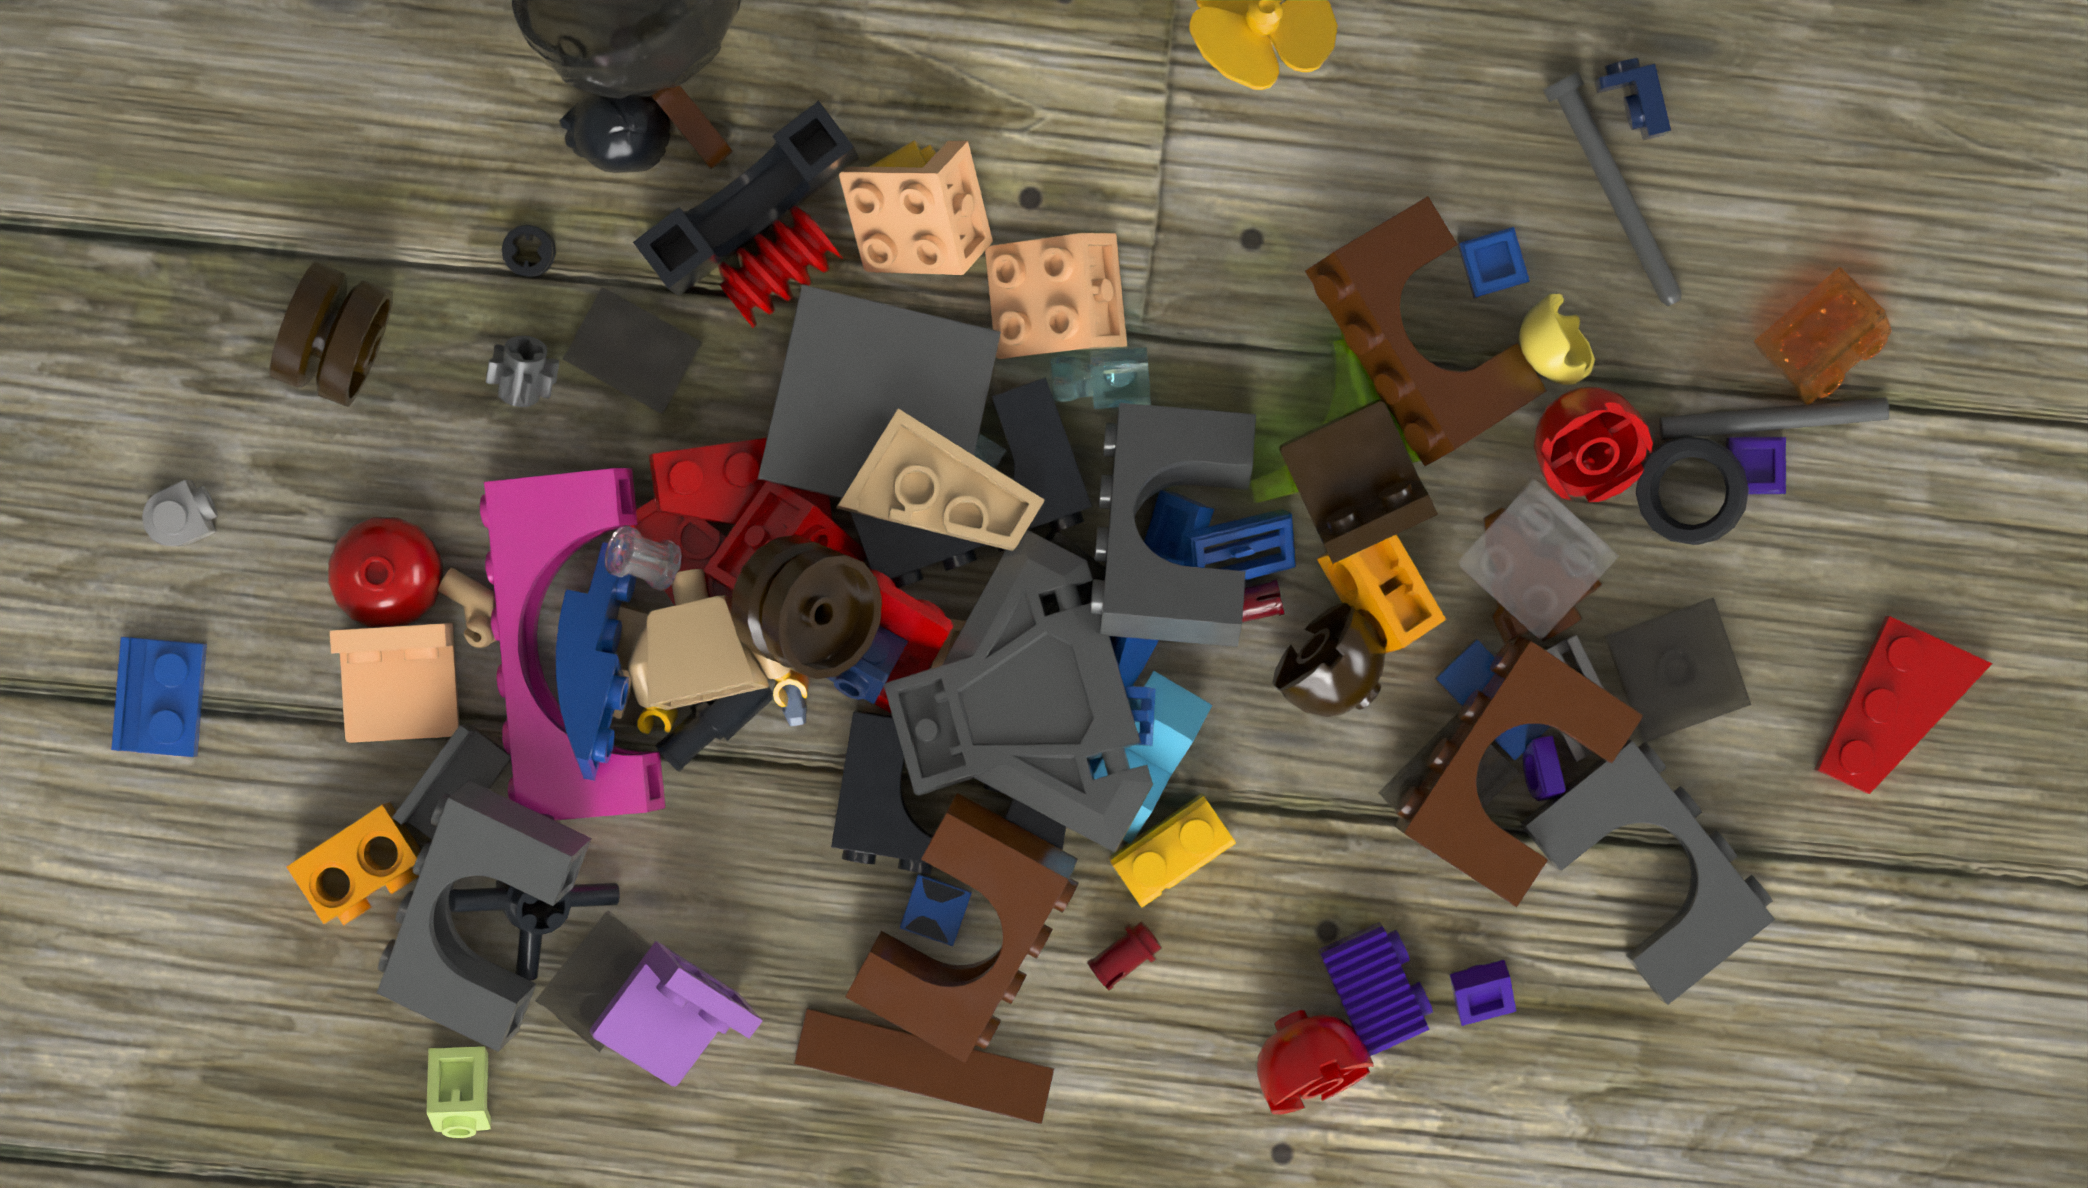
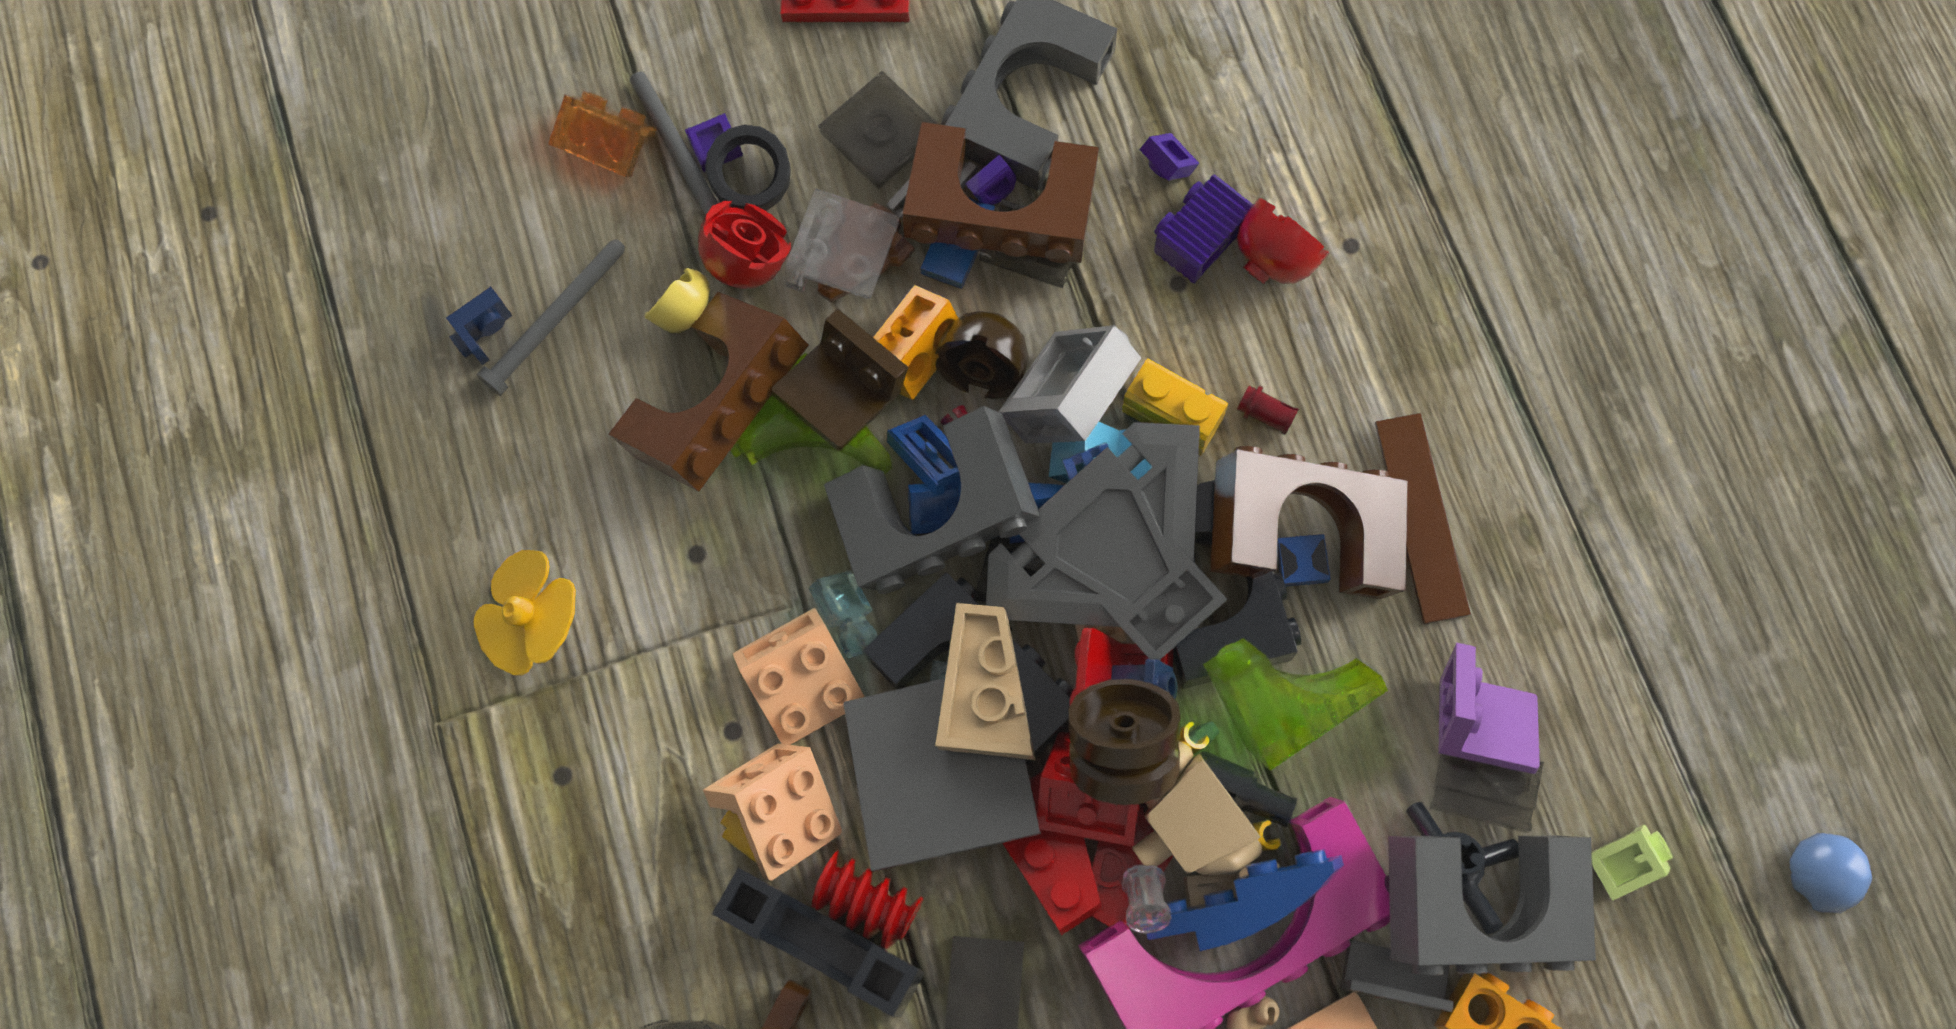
camera: 110 degrees left, 15 degrees down
(775, 806) = (1283, 710): none -> clear neon green arch
(1268, 724) = (1070, 385): none -> light grey window
(1493, 262) = (642, 375): blue tile -> none

